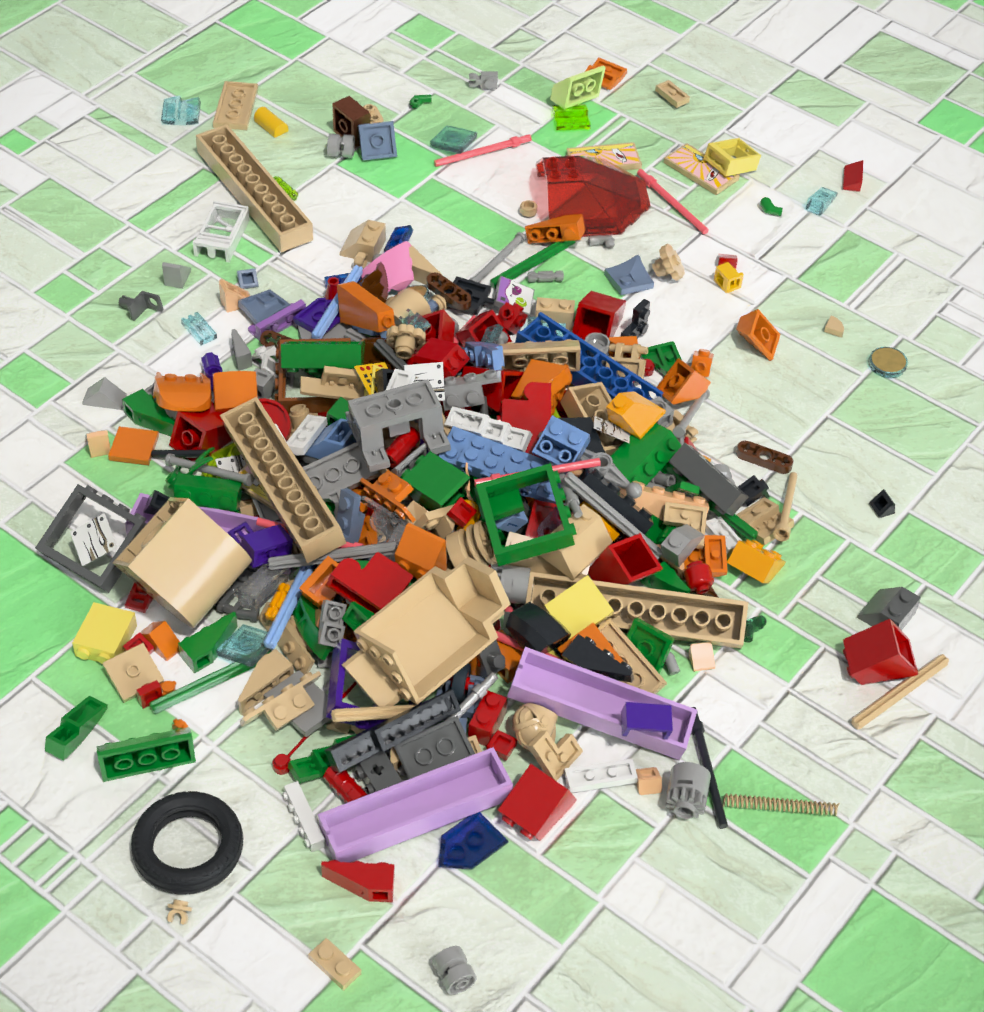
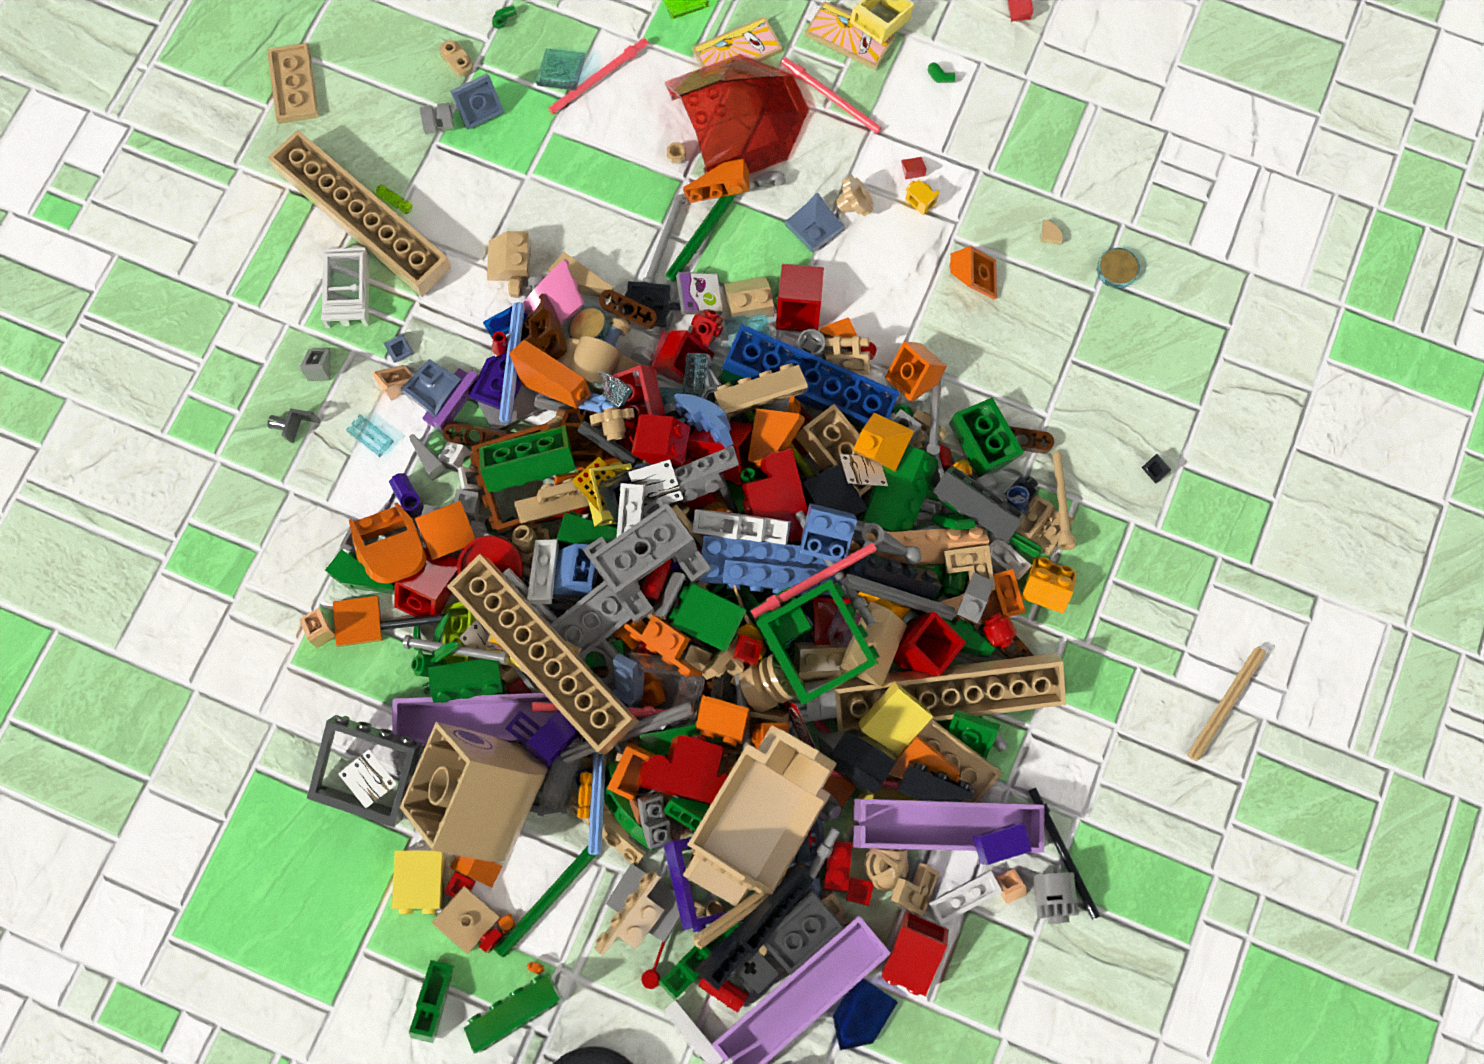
camera: 15 degrees left, 25 degrees up
(104, 395) = (301, 563): light grey slope -> none
(155, 502) = (418, 710): black slope -> none
(181, 112) = (232, 110): clear light blue slope -> none
(200, 648) = (526, 864): green slope -> none
(244, 646) = (567, 851): clear light blue tile -> none
(267, 674) = (603, 880): tan slope -> none
(270, 122) = (342, 100): yellow brick -> none
(347, 117) = (436, 78): copper brick -> none
(399, 236) = (547, 244): clear blue plate -> none
(545, 276) = (723, 249): light grey axle -> none
(639, 320) = (846, 297): black plate -> none
(662, 356) = (883, 332): green wing -> none
(701, 656) = (1024, 722): light nougat slope -> none
(702, 361) = (925, 326): orange bracket -> none
(730, 441) = (985, 437): none -> green slope
(746, 484) = (1018, 497): none -> dark blue wheel
(753, 625) = (1069, 661): clear green arm -> none
(780, 803) = (1143, 877): tan piece -> none
(820, 201) = (992, 48): clear light blue slope -> none
(879, 654) = (1199, 672): red slope -> none
(893, 604) = (1194, 606): dark grey slope -> none

